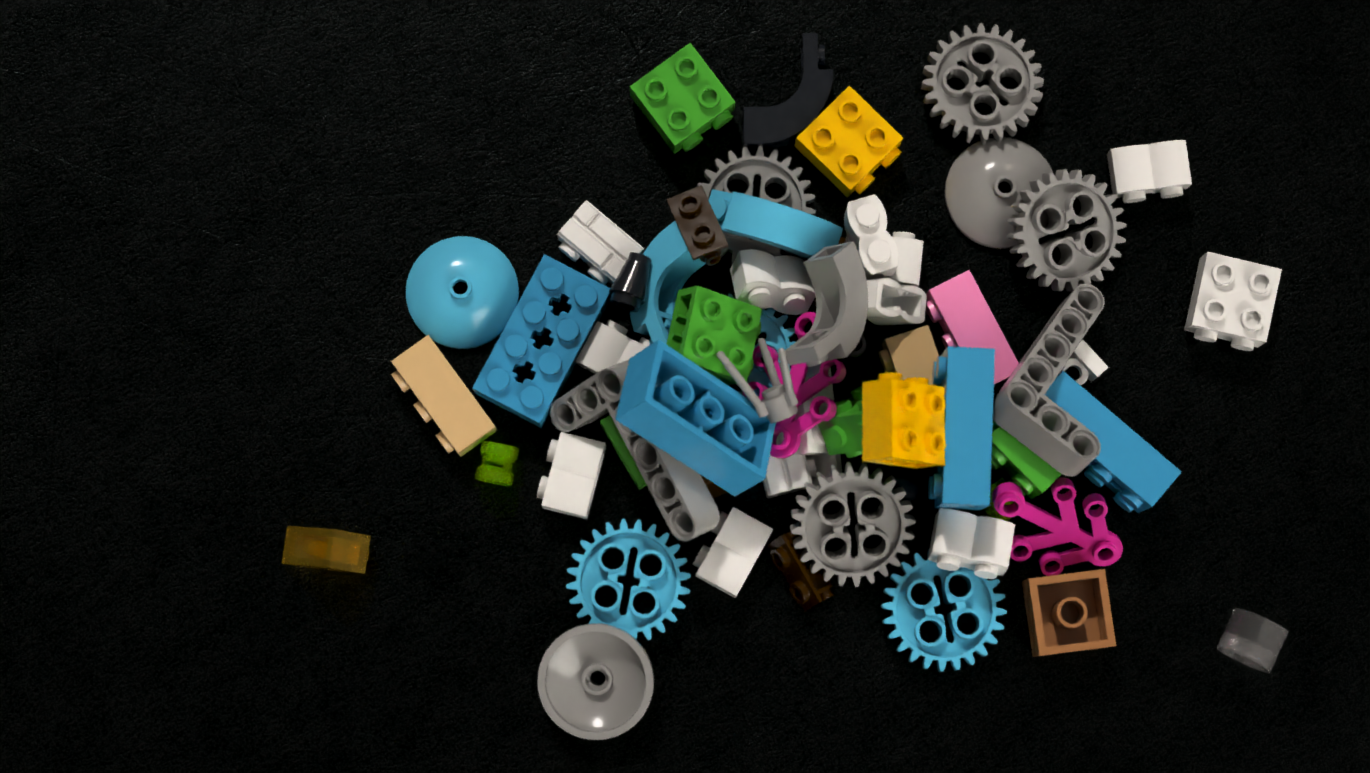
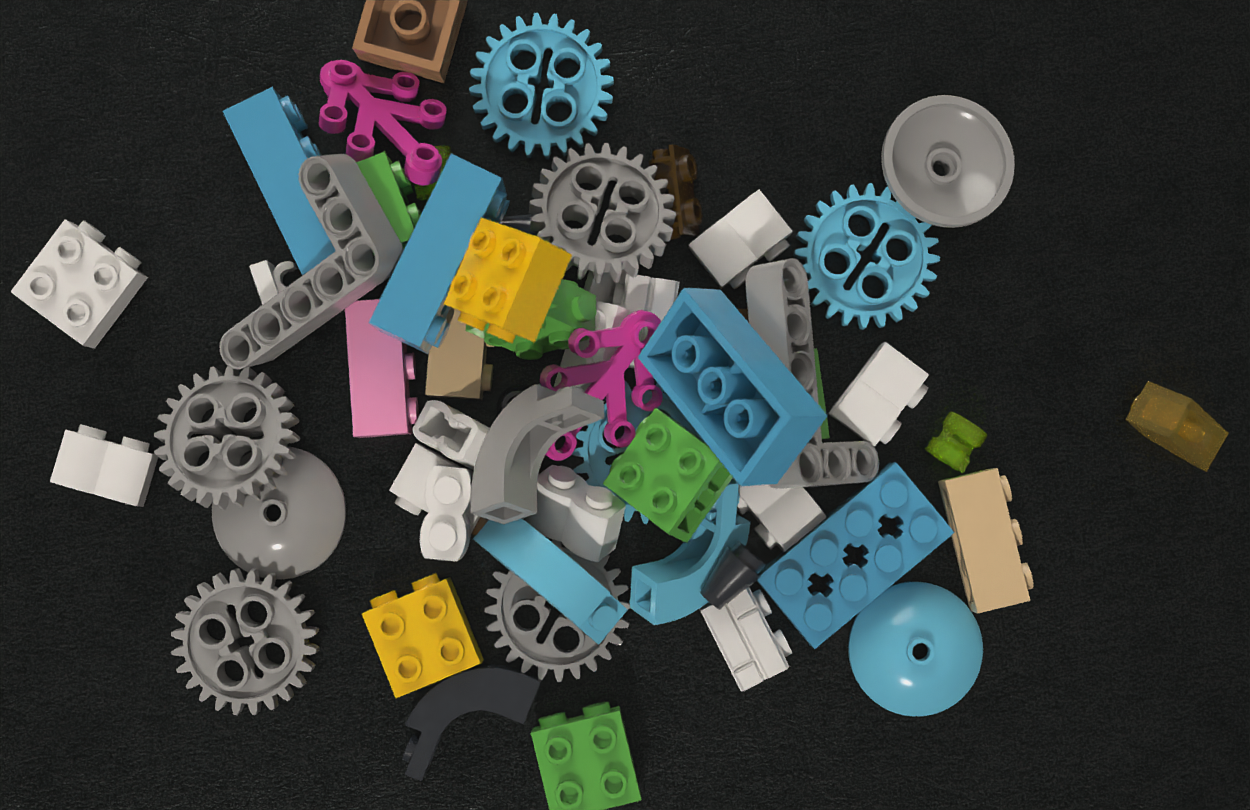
camera: 150 degrees left, 5 degrees up
(698, 225) = (633, 607): dark brown hinge -> none
(778, 400) = (628, 373): light grey plant -> none
(971, 543) = (482, 136): white brick -> none

